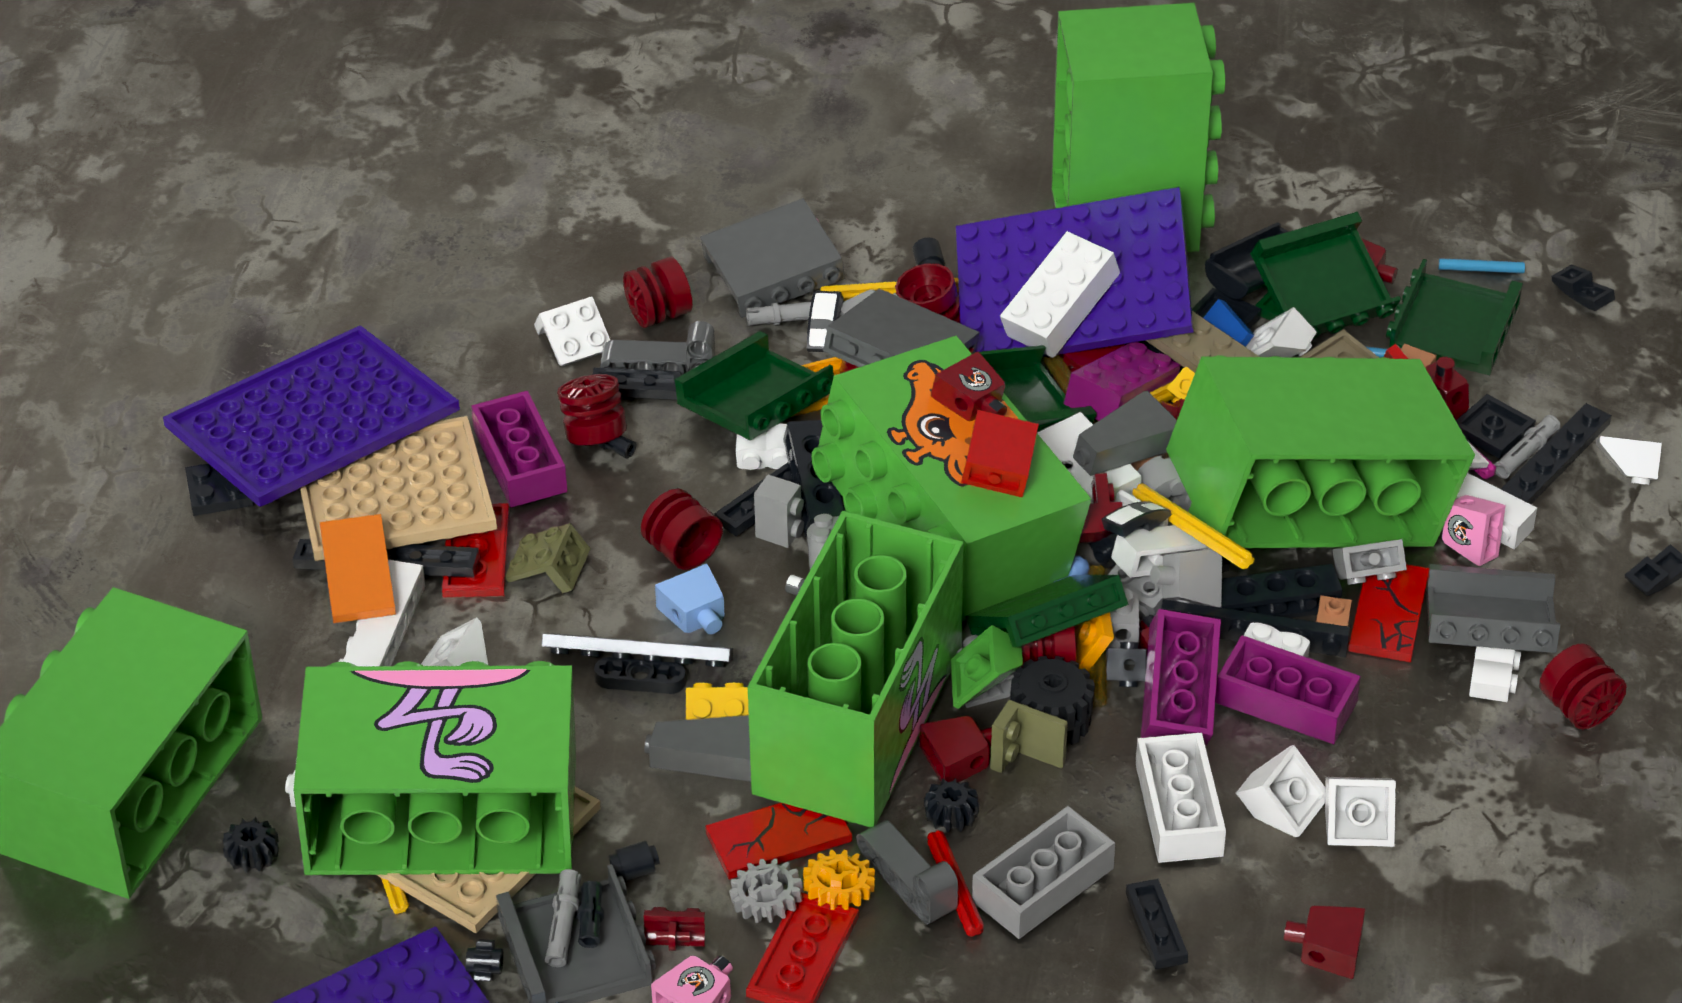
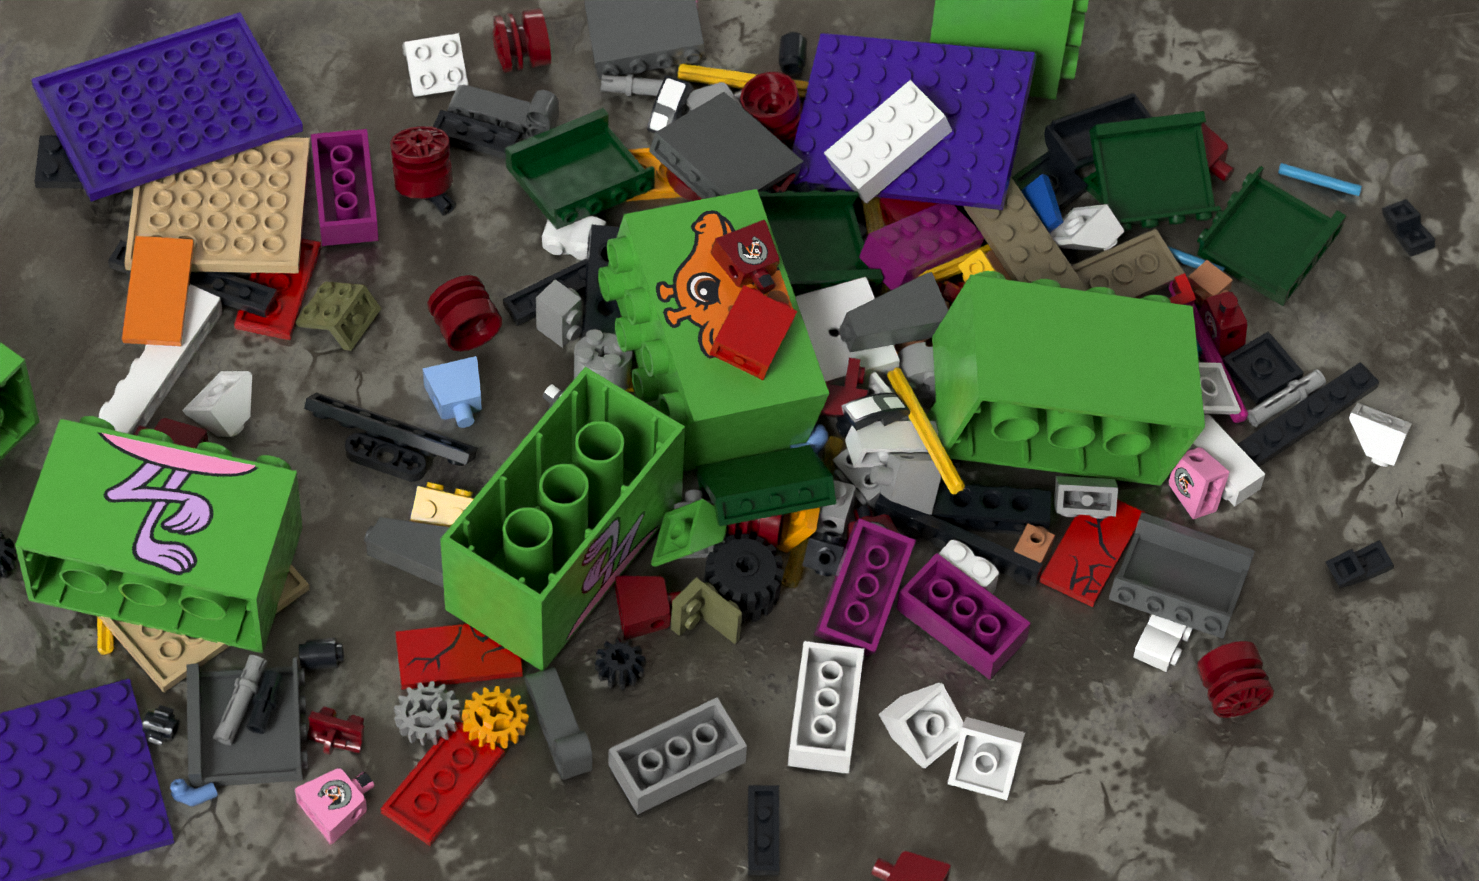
camera: 10 degrees right, 15 degrees up
(966, 907) = (599, 746): red axle -> none

